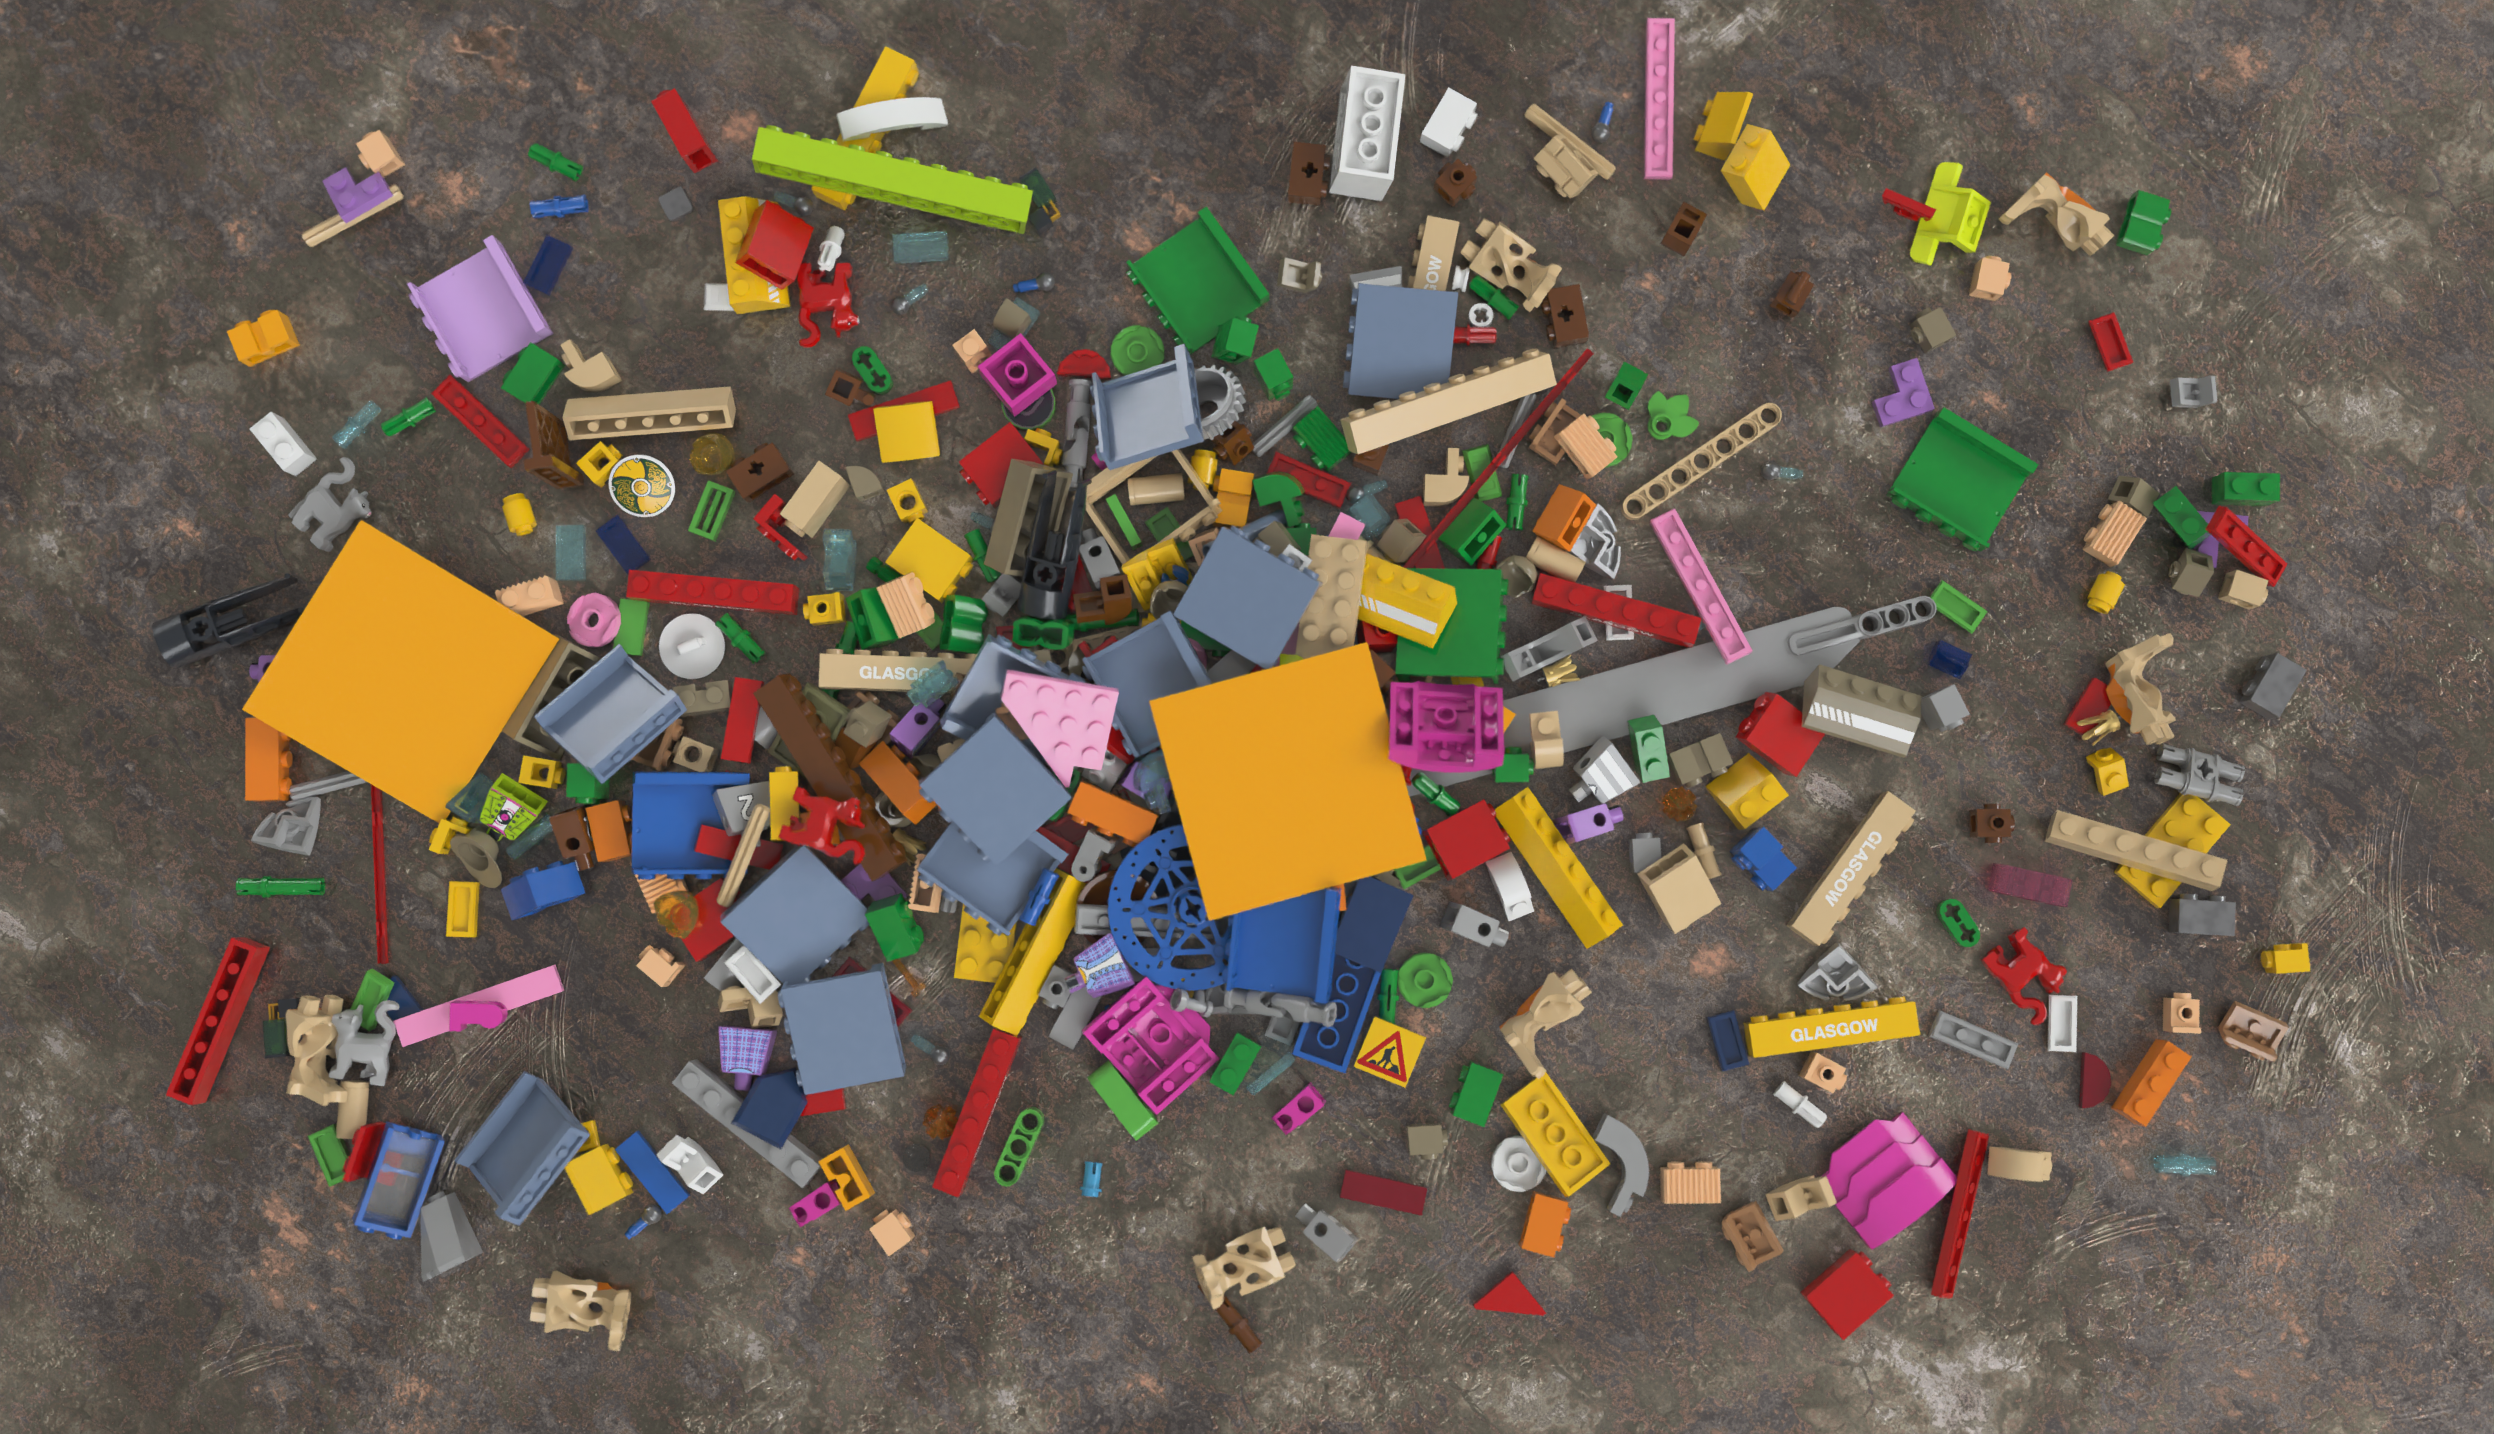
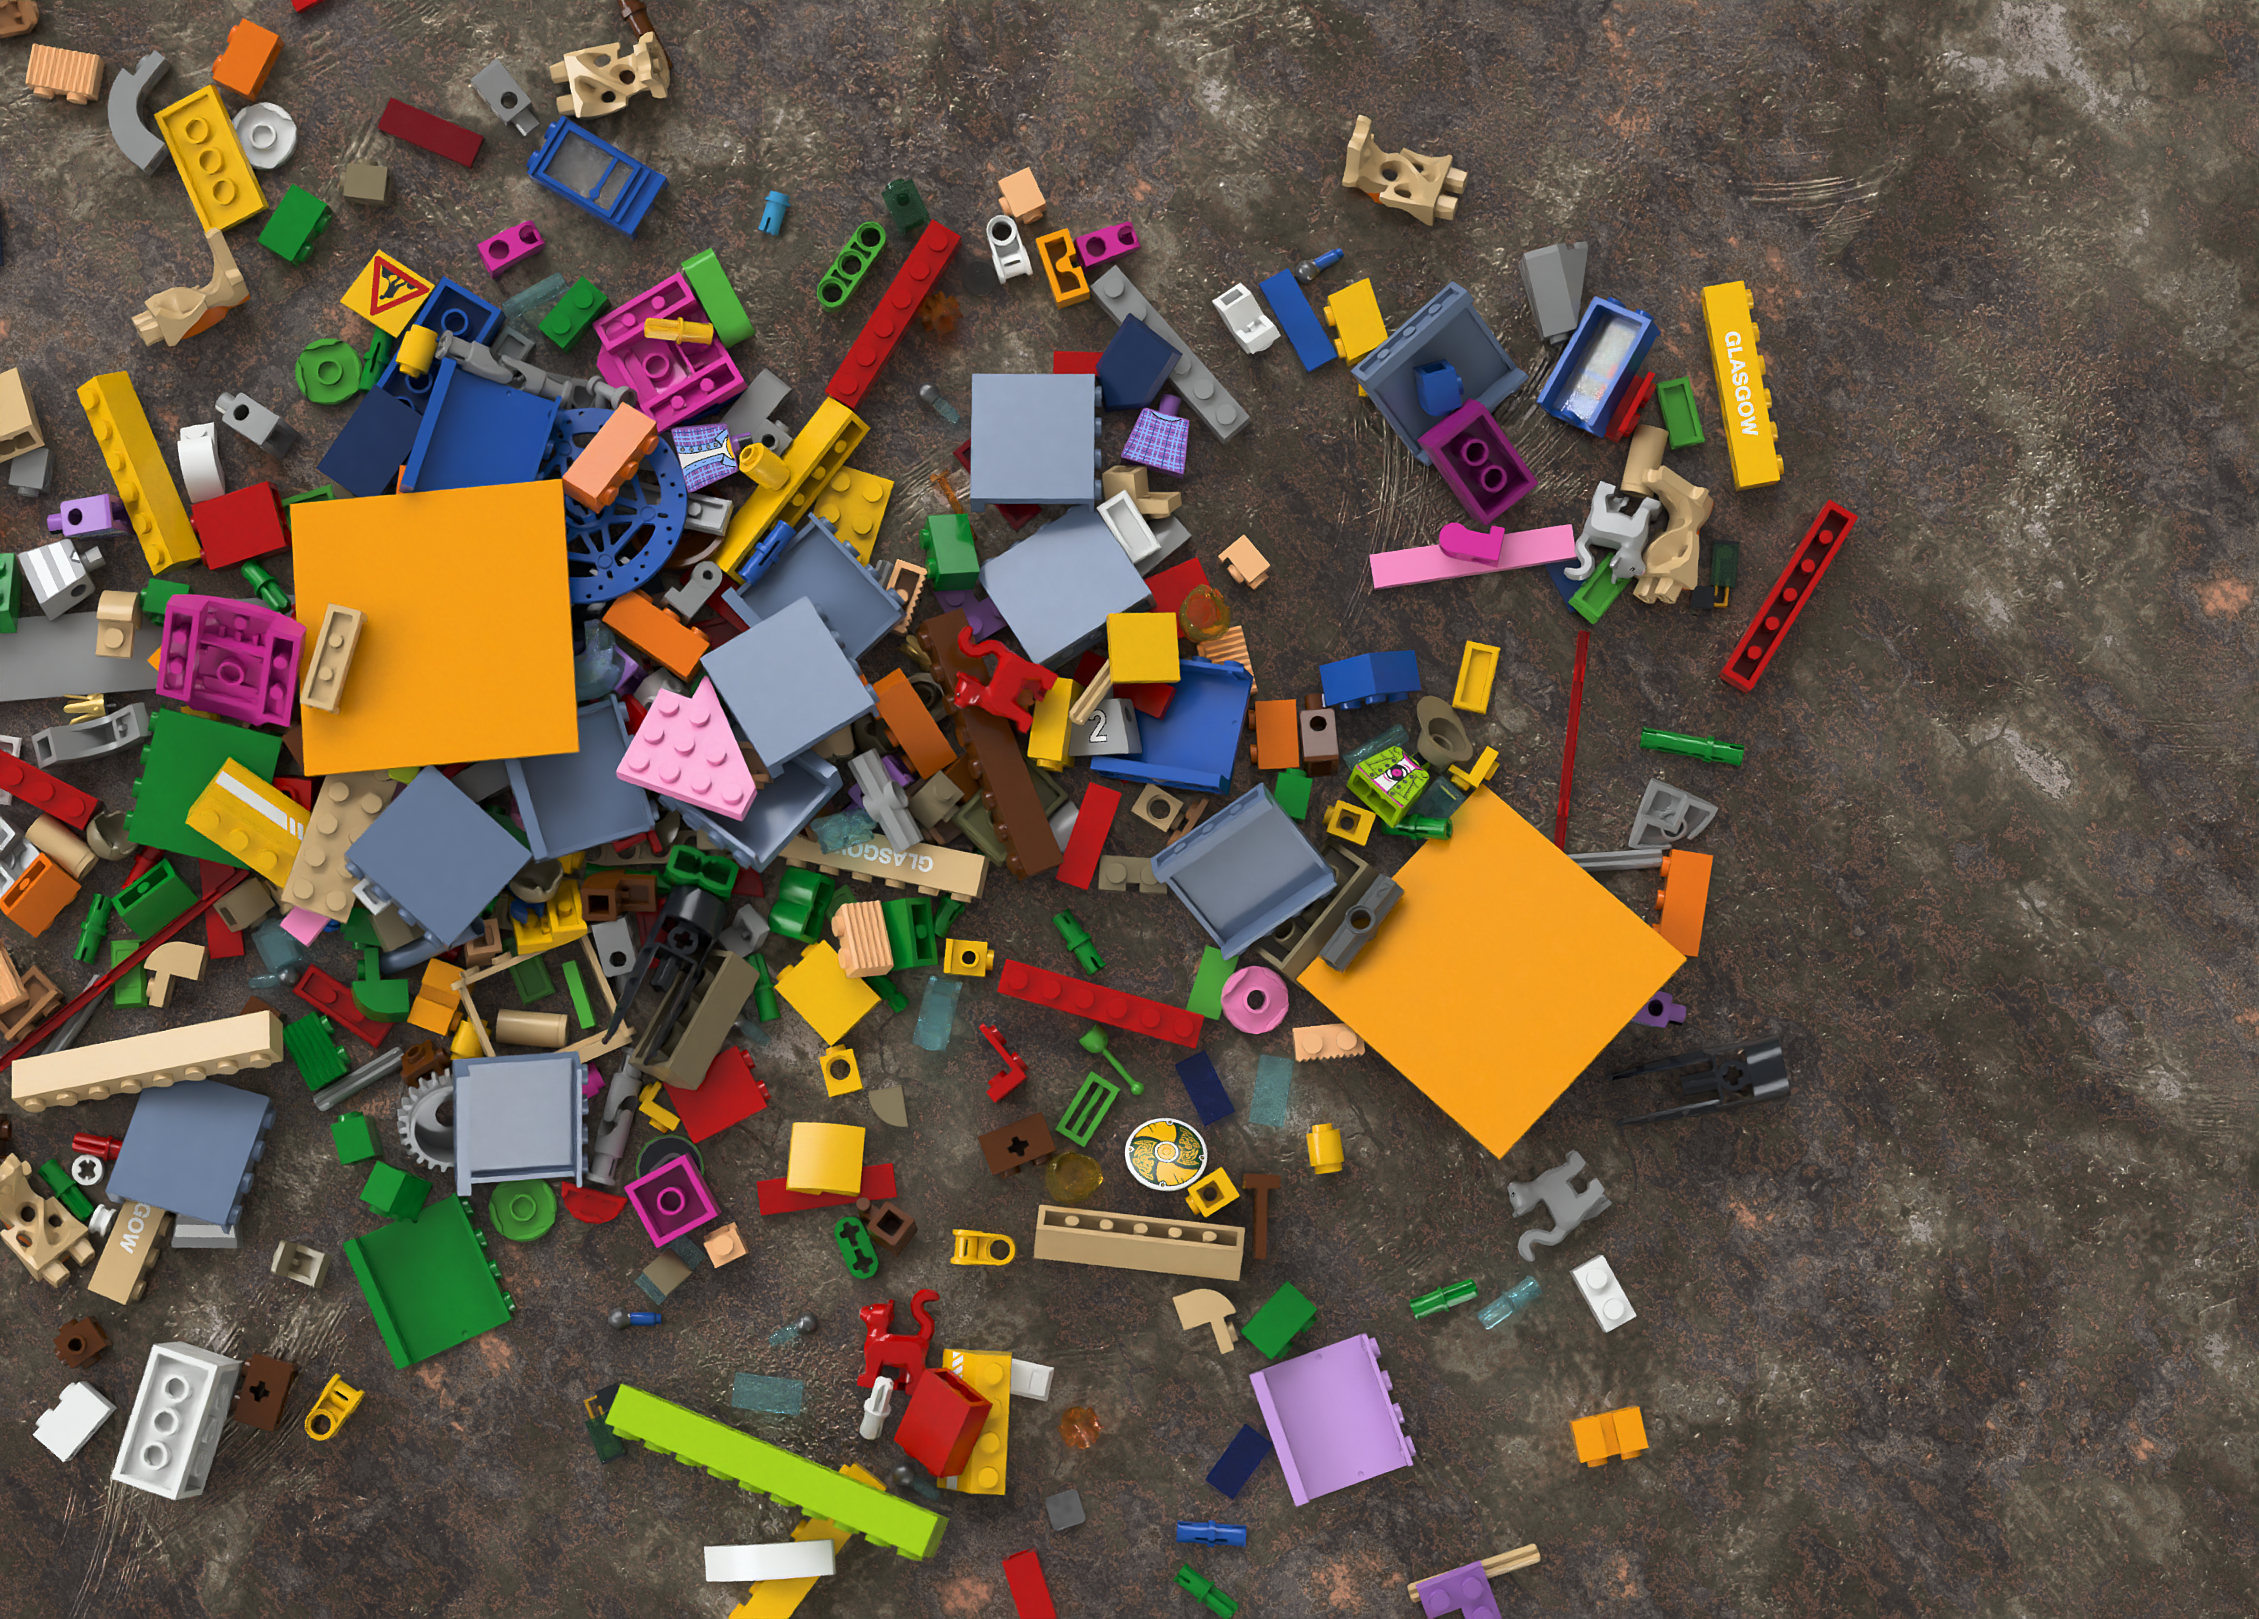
camera: 175 degrees left, 0 degrees up
(284, 1186) = (1740, 385): none -> yellow brick
(480, 421) = (1356, 1278): red tile -> none
(480, 1082) = (1477, 461): none -> magenta brick
(481, 779) = (1420, 827): none -> green pin
(503, 707) = (1349, 941): none -> dark grey piece
(520, 1135) = (1438, 387): none -> blue brick
(672, 265) = (1079, 1427): none -> clear orange gear
(691, 646) = (1141, 945): white shield -> none
(713, 564) = (1096, 1041): none -> bright green hinge
(718, 875) = (1143, 647): none -> yellow tile
(775, 387) = (979, 1248): none -> yellow piece
(814, 500) = (953, 1091): tan brick -> none
(895, 1183) = (1008, 251): none -> white piece
(903, 713) = (885, 801): none -> light grey piece
(986, 1195) = (909, 216): none -> clear green brick
(1053, 966) = (763, 466): none -> yellow brick
(1146, 1065) = (678, 330): none -> yellow axle
(1175, 947) = (611, 458): none -> brick
(1240, 1181) = (595, 176): none -> blue door
(1251, 175) = (334, 1407): none -> yellow piece
(1351, 1006) = (417, 351): none -> yellow brick
(1362, 737) = (332, 658): none -> tan container

